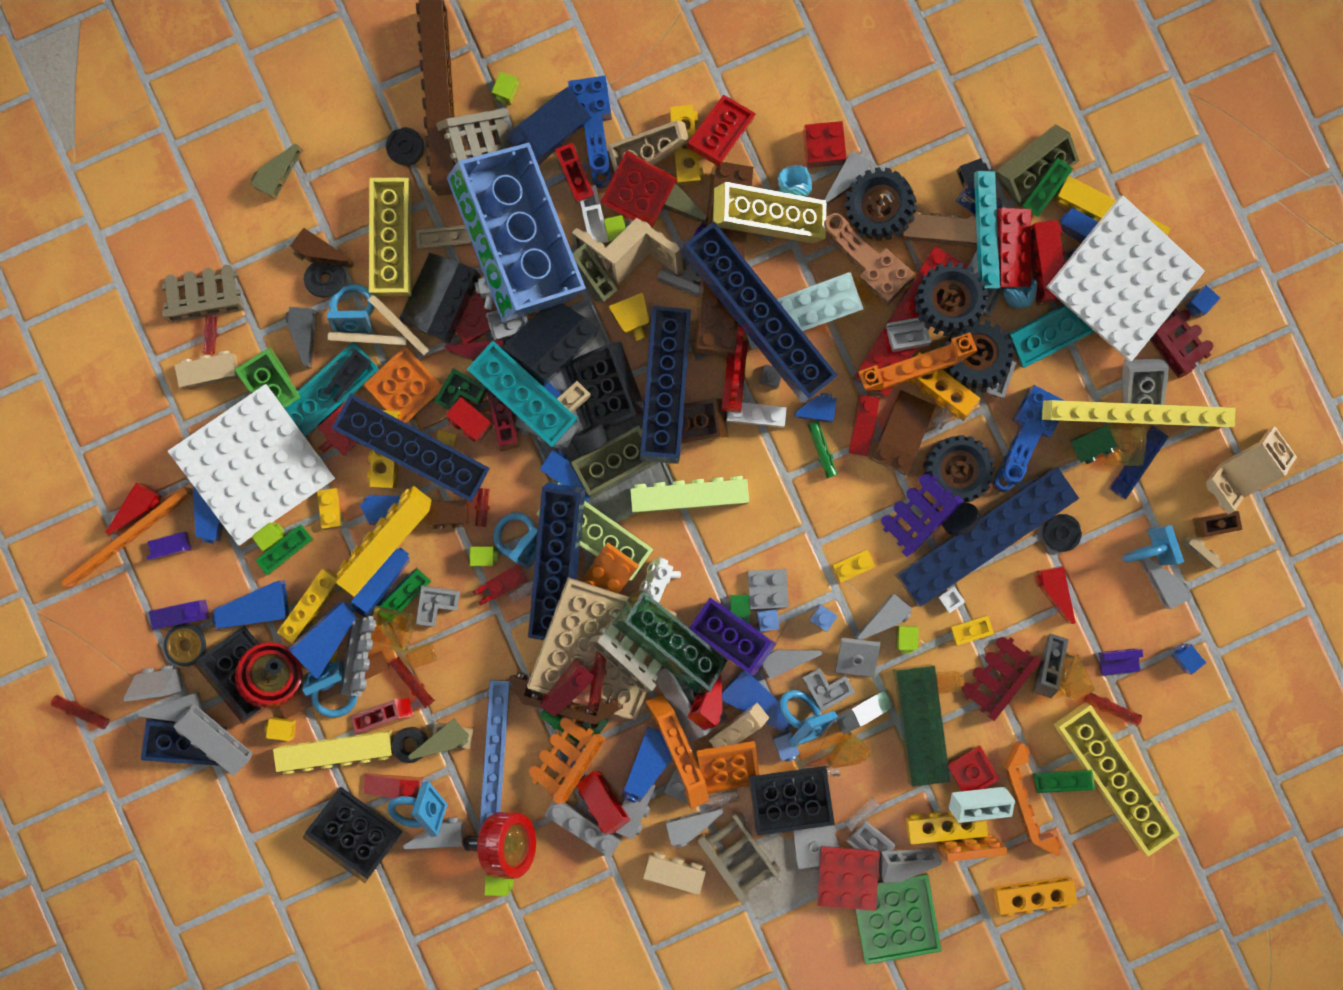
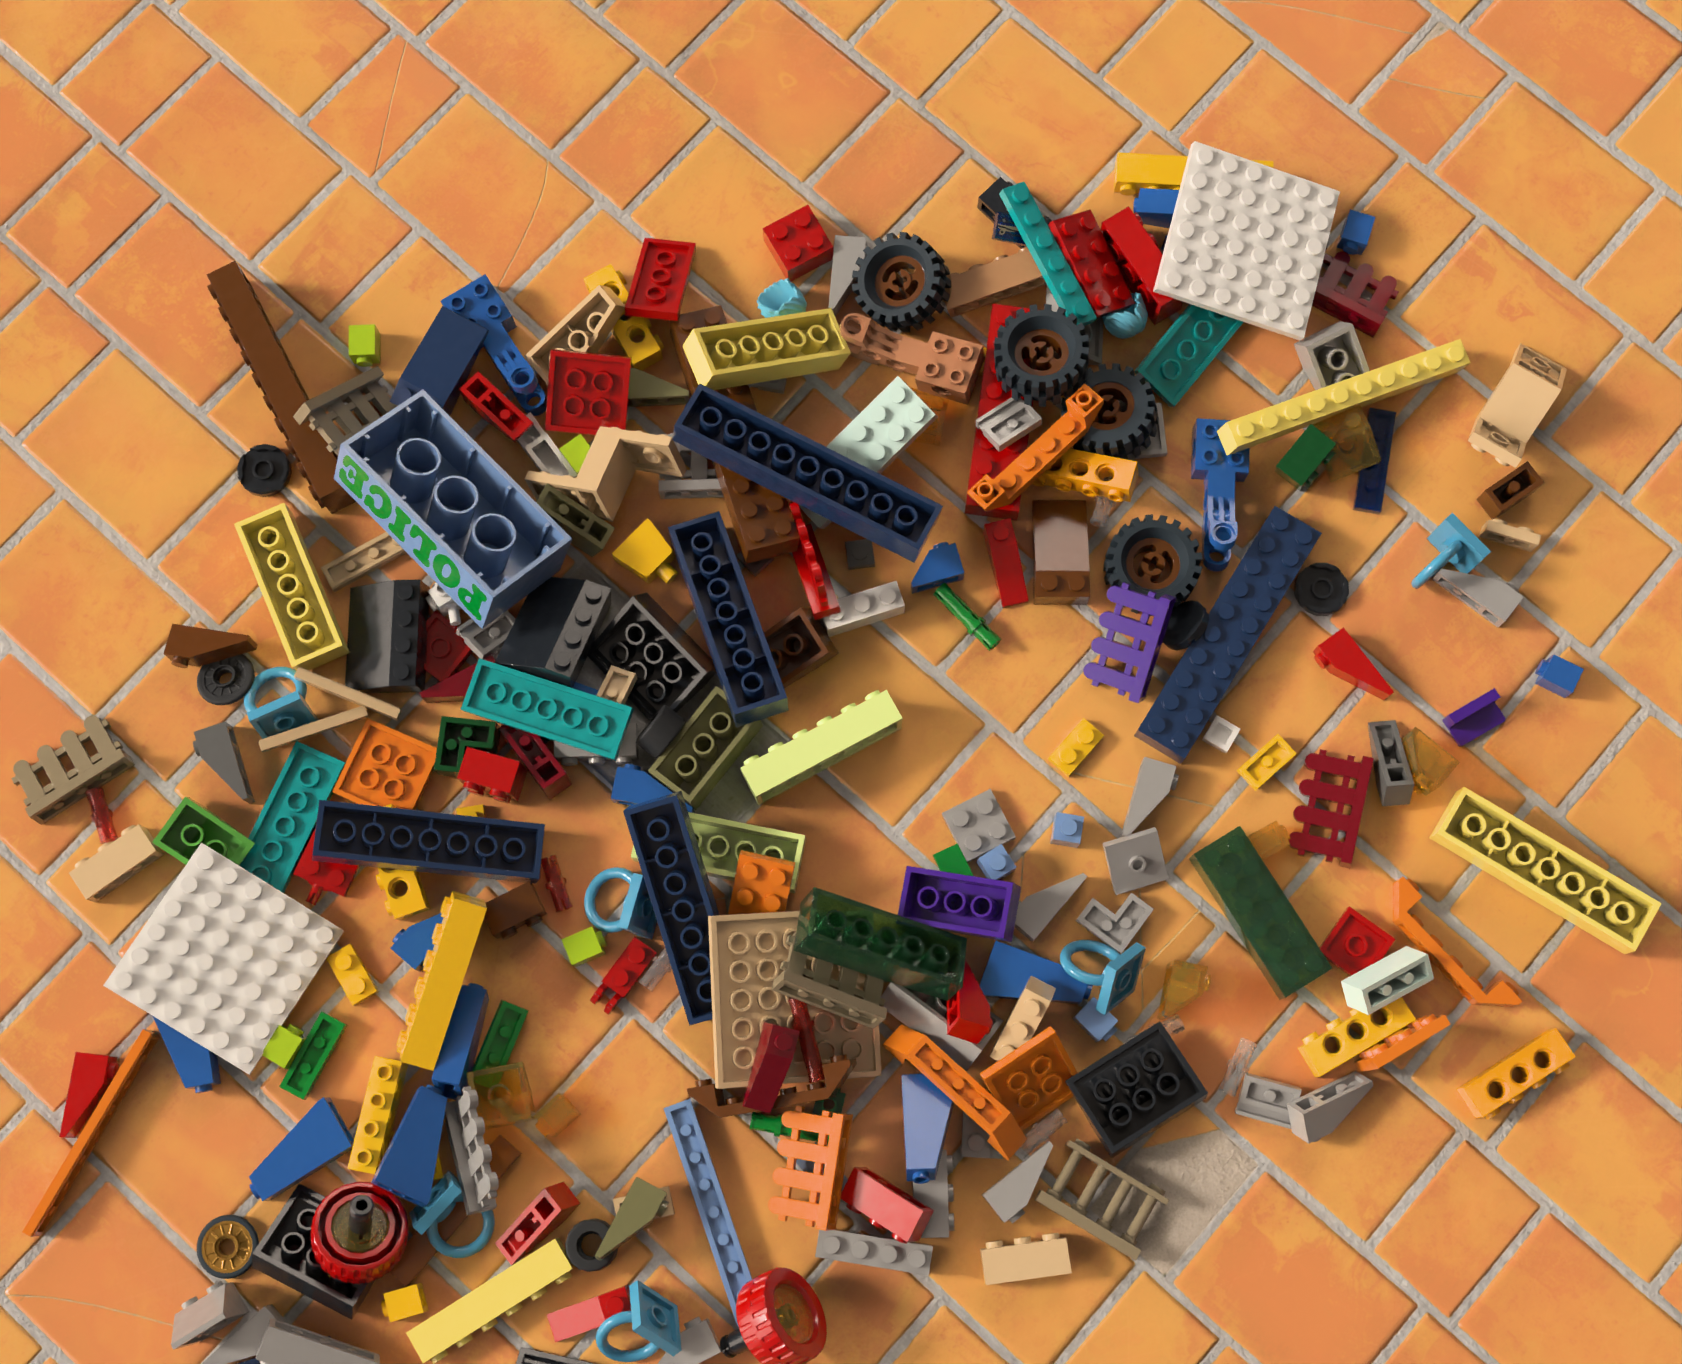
camera: 20 degrees left, 10 degrees down
(169, 546) = (153, 1120): dark purple panel -> none
(179, 614) = (203, 1207): dark purple slope -> none
(274, 174) = (107, 574): olive slope -> none
(348, 374) = (306, 786): black hinge -> none
(411, 681) = (530, 1143): clear red pin -> none
(433, 598) = (540, 1033): light grey plate -> none
(657, 577) = (828, 868): white brick -> none
(809, 843) = (1195, 1140): light grey plate -> none
(848, 878) = (1259, 1160): red plate -> none
(863, 712) = (1176, 930): slope -> none
(902, 922) = (1349, 1189): green plate -> none
(907, 639) = (1188, 809): lime brick -> none
(1030, 165) = (1075, 157): olive slope -> none
(1047, 187) = (1099, 176): green plate -> none
(1064, 781) = (1479, 902): green tile -> none
(1105, 705) = (1487, 782): clear red pin -> none

